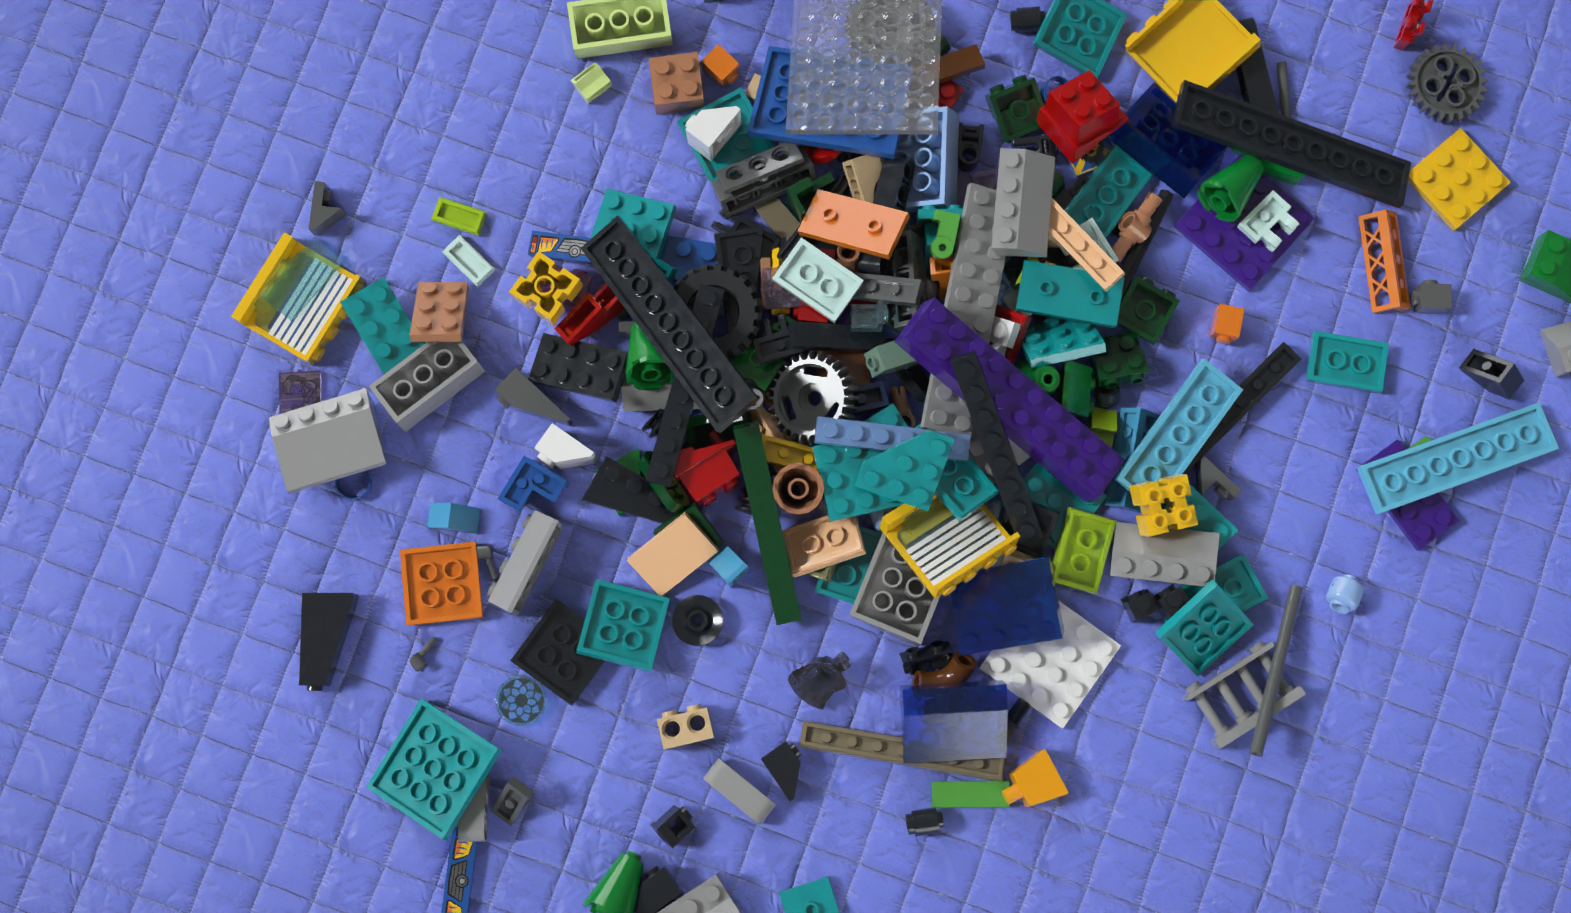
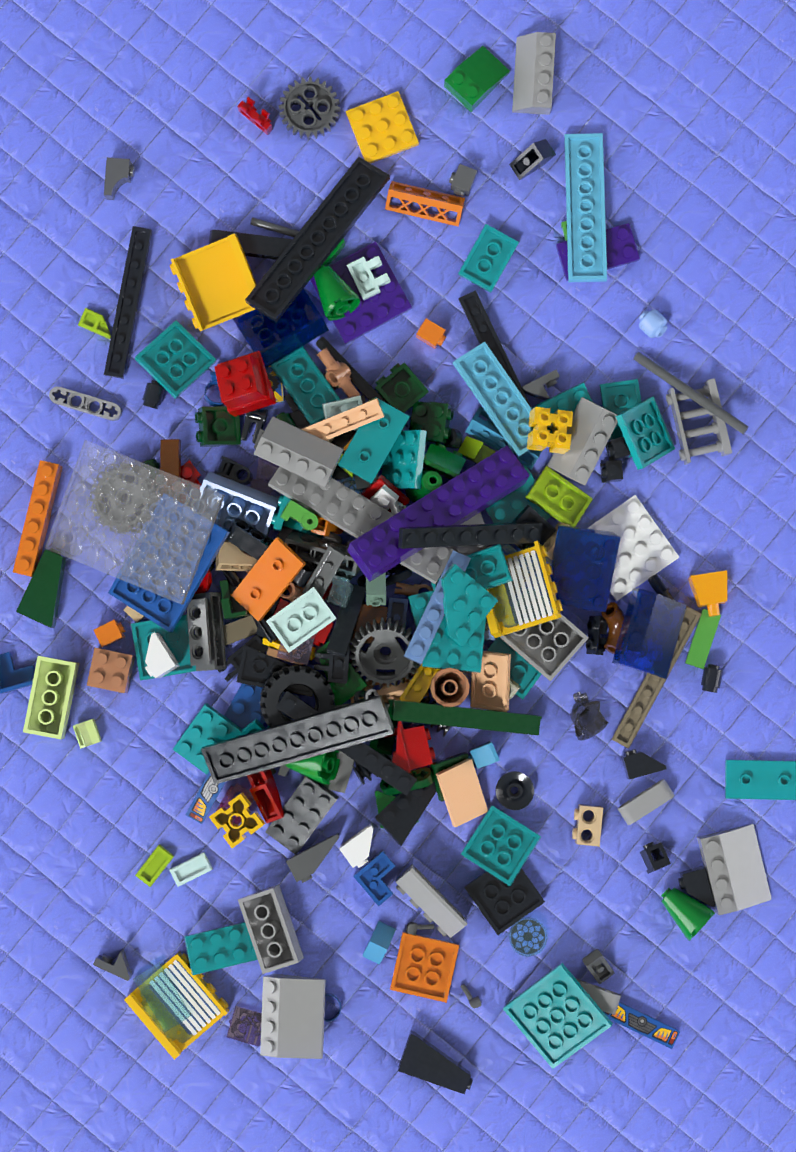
camera: 70 degrees left, 5 degrees up
(439, 312) = (224, 903): nougat plate -> none

